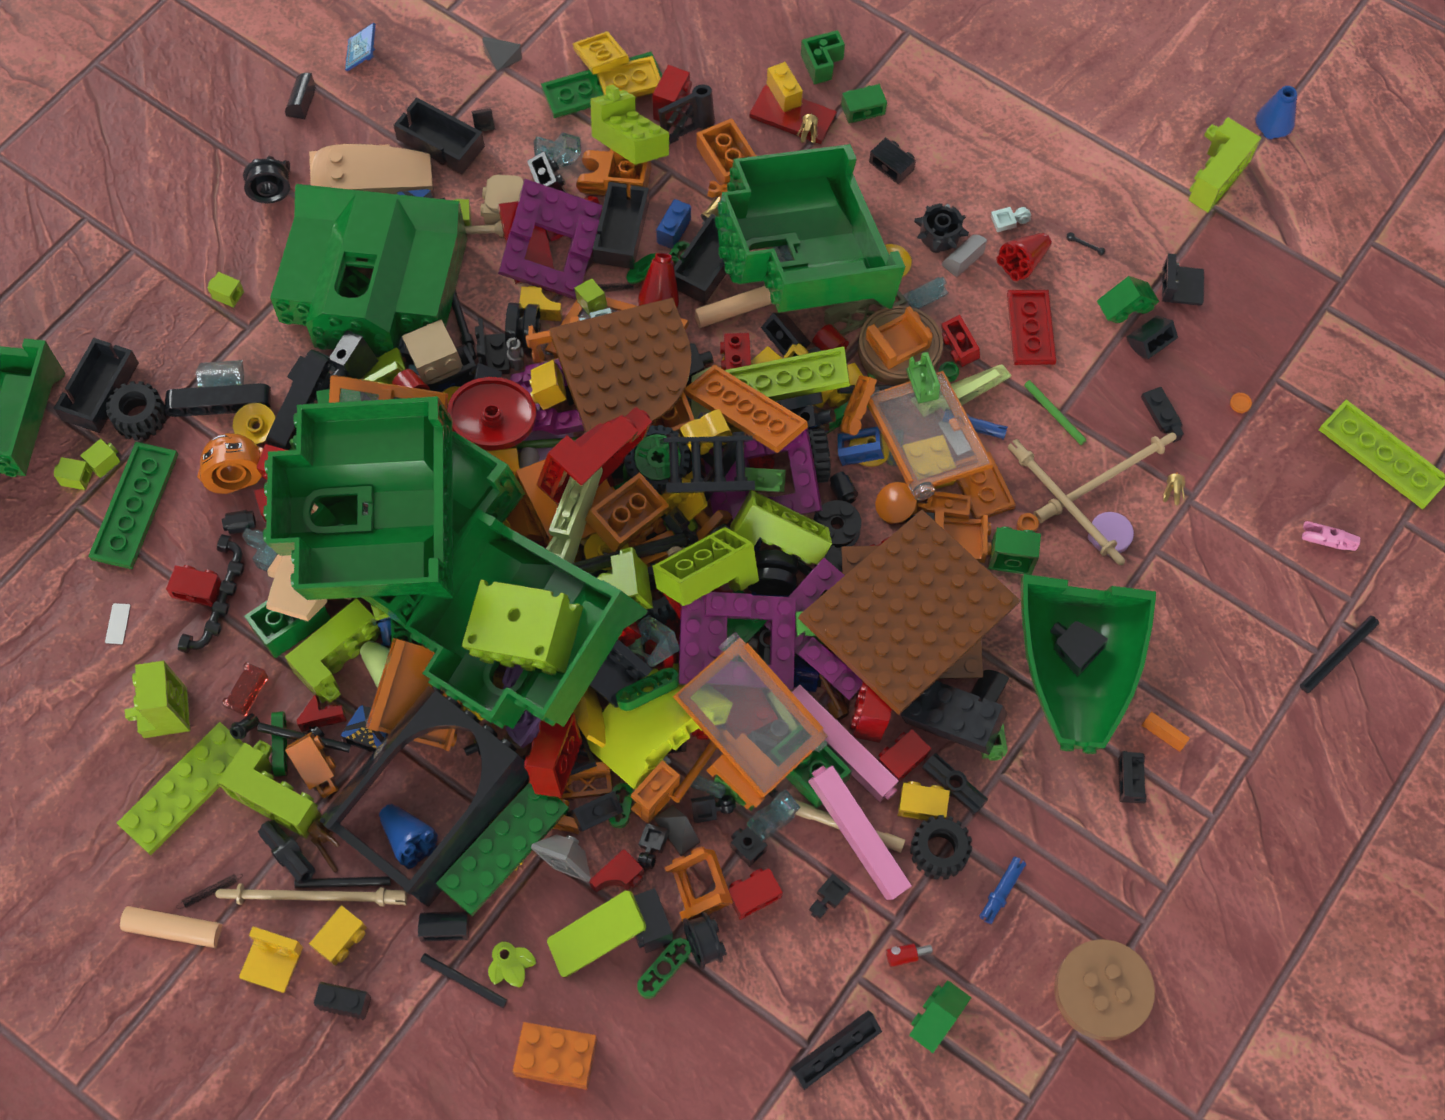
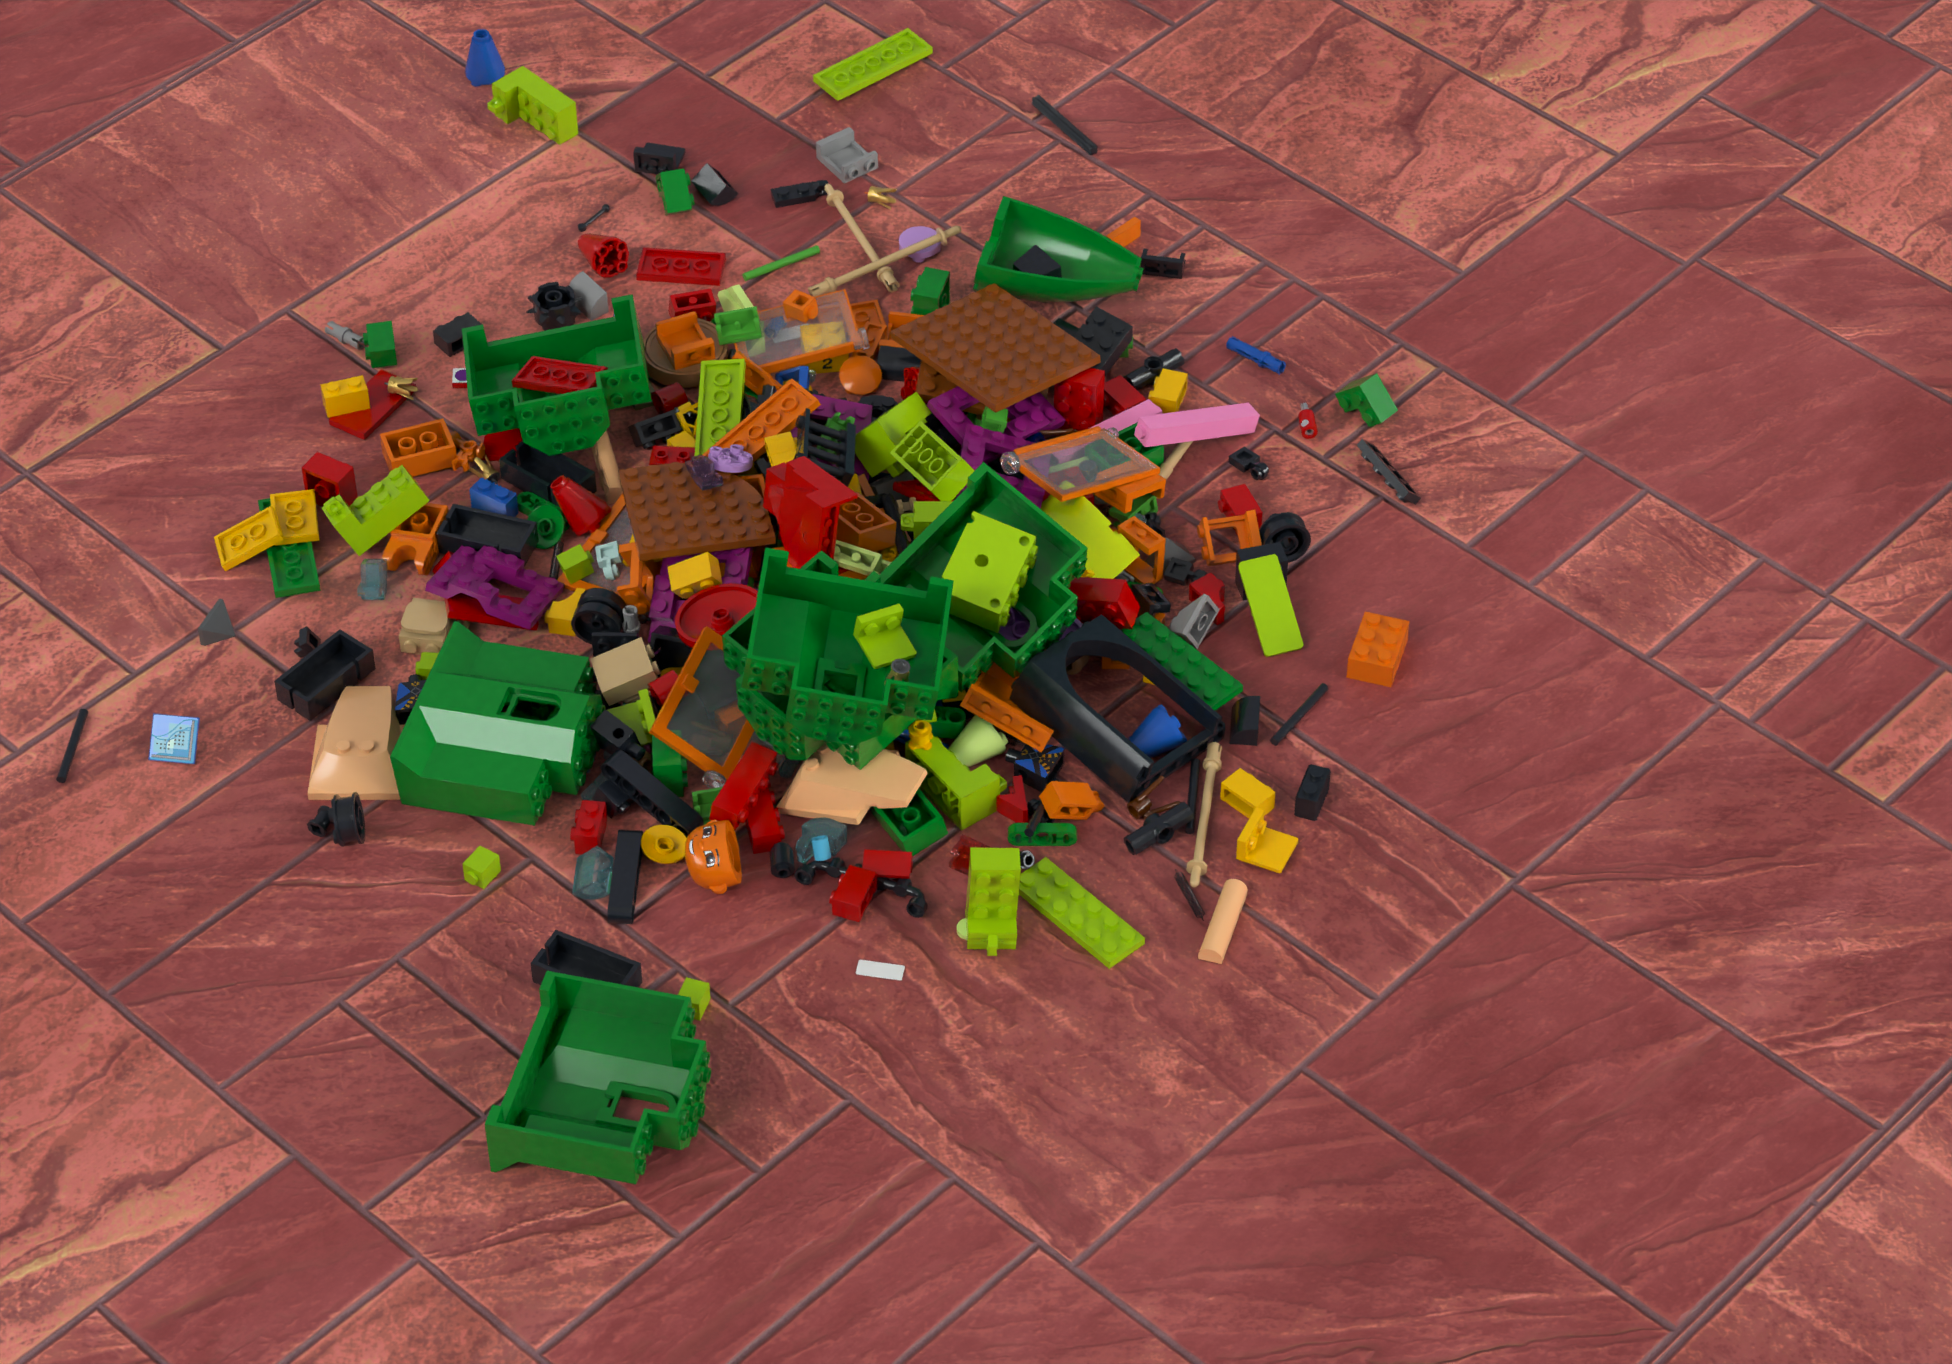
camera: 80 degrees left, 20 degrees down
(101, 457) = (674, 972): lime brick -> none
(130, 397) = (628, 926): black tyre -> none
(133, 505) = (742, 949): green plate -> none
(230, 608) = (888, 863): none -> red panel
(247, 550) = (821, 848): none -> medium azure hinge
(251, 784) = (1093, 843): lime hinge -> none
(270, 362) = (590, 826): none -> red brick
(301, 96) = (226, 796): black brick -> none
(335, 554) = (900, 670): none -> piece
(359, 612) = (920, 735): none -> yellow brick
(379, 536) = (883, 637): none -> lime bracket
(512, 967) = (1287, 680): lime plate -> none
(545, 171) = (403, 589): black brick -> none
(646, 977) = (1307, 586): green beam -> none
(667, 366) = (703, 472): none -> clear purple slope
(696, 388) = (730, 459): none -> lavender tile
(700, 111) = (352, 454): black piece -> none
(751, 853) = (1194, 509): black brick -> none
(774, 816) = (1176, 490): clear light blue brick -> none
(810, 237) = (556, 375): none -> red tile
(820, 54) = (308, 369): green brick -> none
(879, 75) = (344, 335): none -> light grey pin
(950, 429) = (804, 307): none -> orange brick
(954, 834) = (1213, 382): black tyre -> none
(1005, 219) = (552, 262): light aqua plate -> none
(1027, 522) = (897, 296): orange tile -> none
(1104, 989) = (1351, 306): medium nougat brick -> none
(1229, 448) = (845, 156): none -> light grey panel
(1240, 402) = (797, 144): orange piece -> none
(1330, 536) = (950, 109): bright pink hinge -> none

